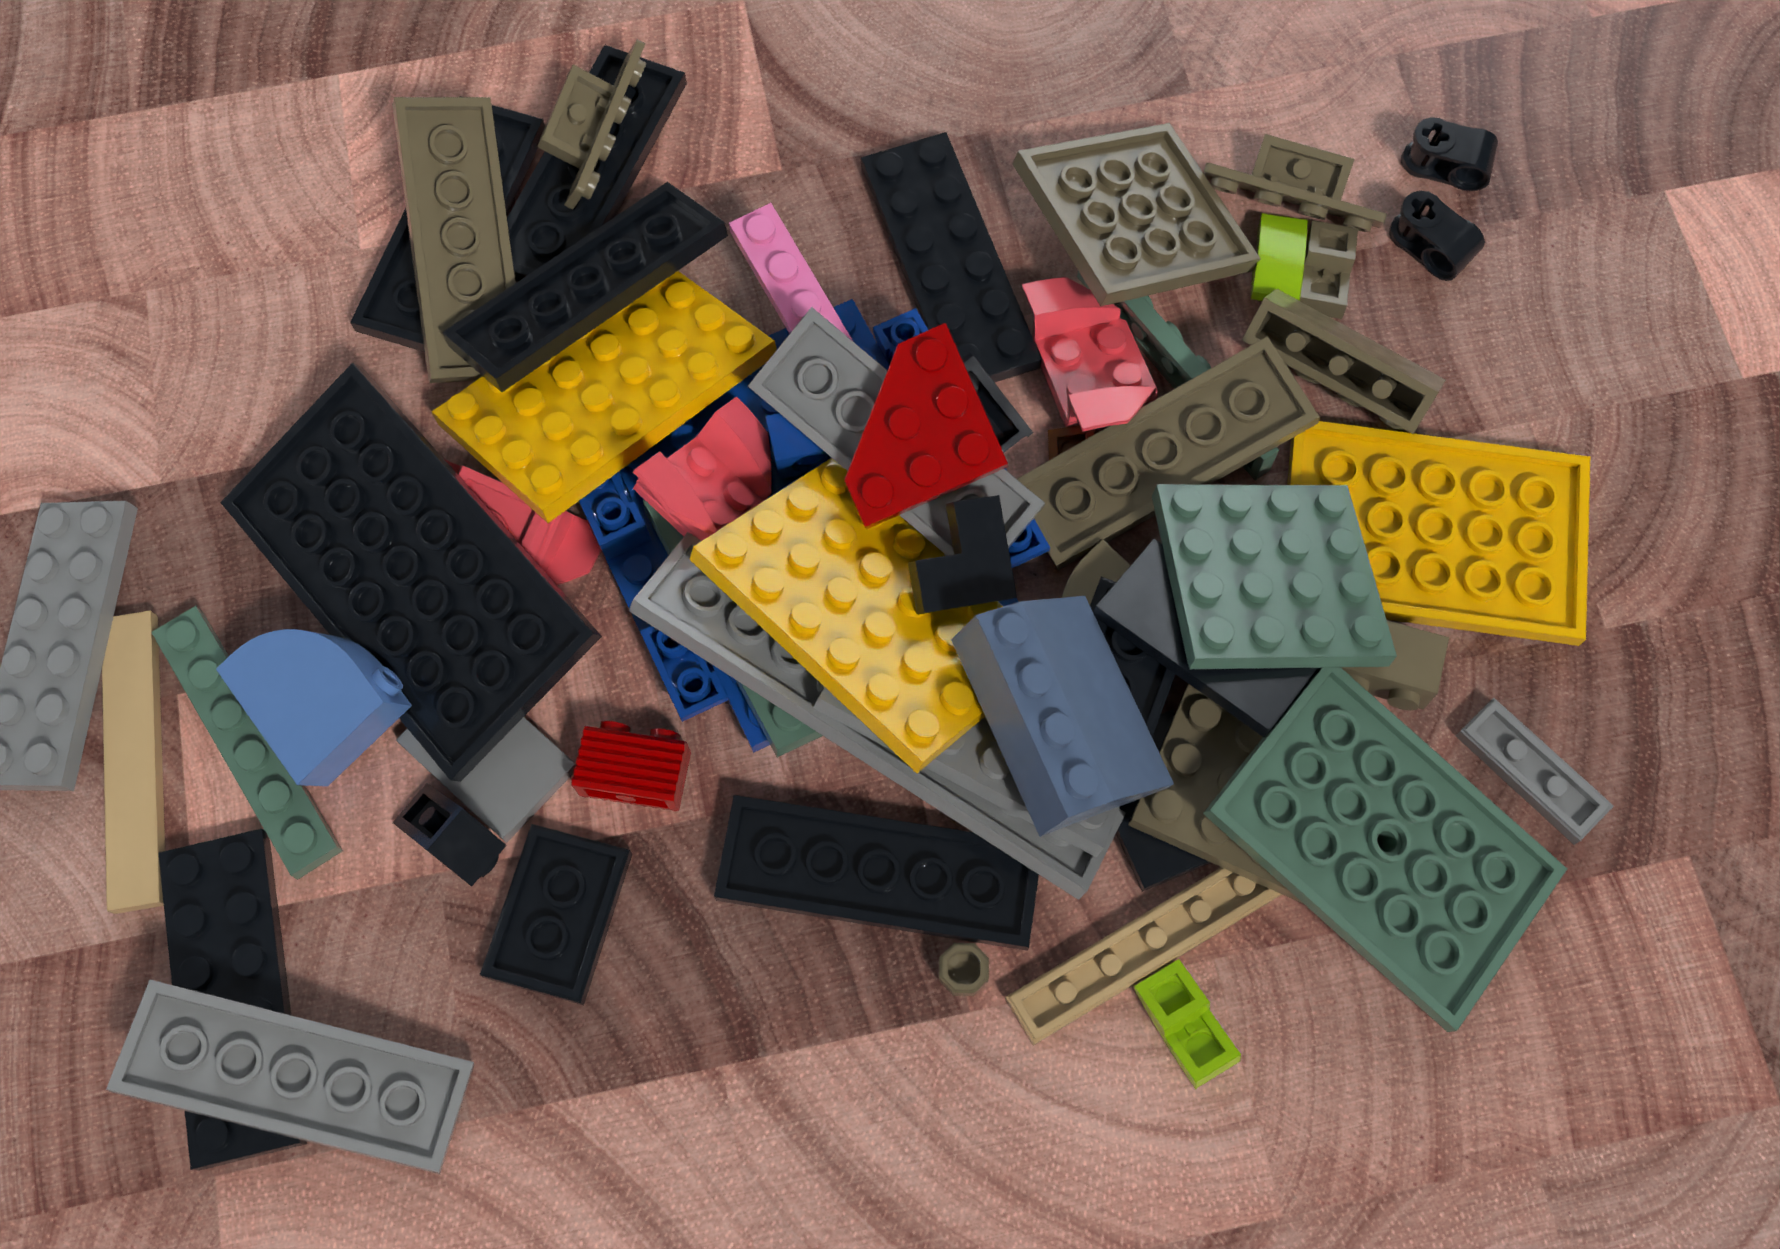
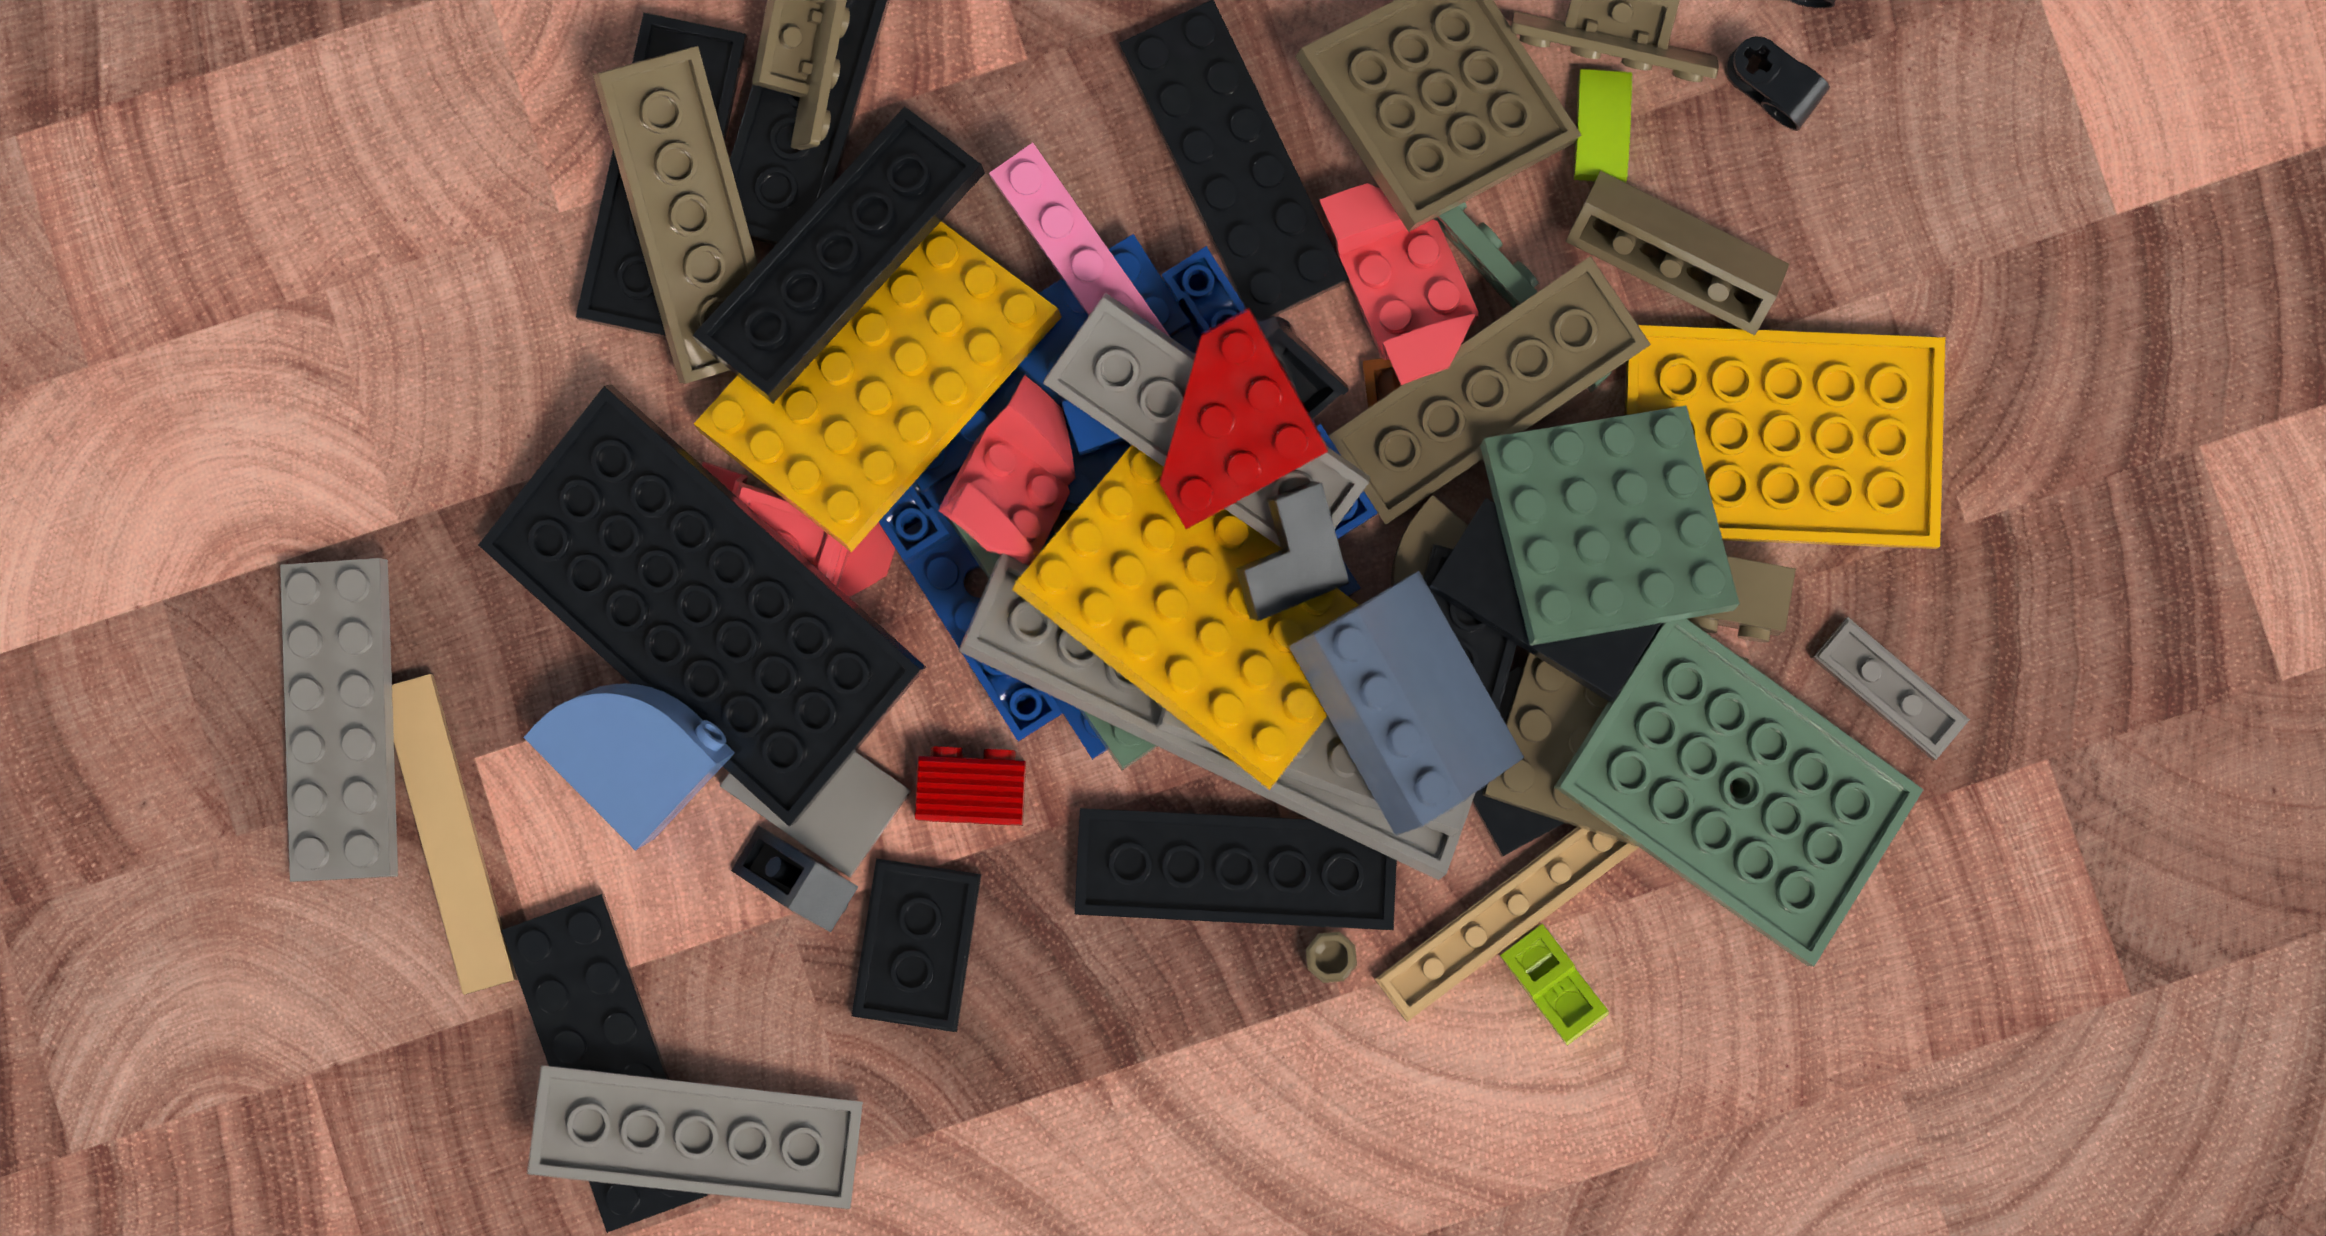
camera: 10 degrees left, 15 degrees up
(279, 803) = (598, 849): sand green plate -> none
(1328, 267) = (1657, 130): dark tan slope -> none

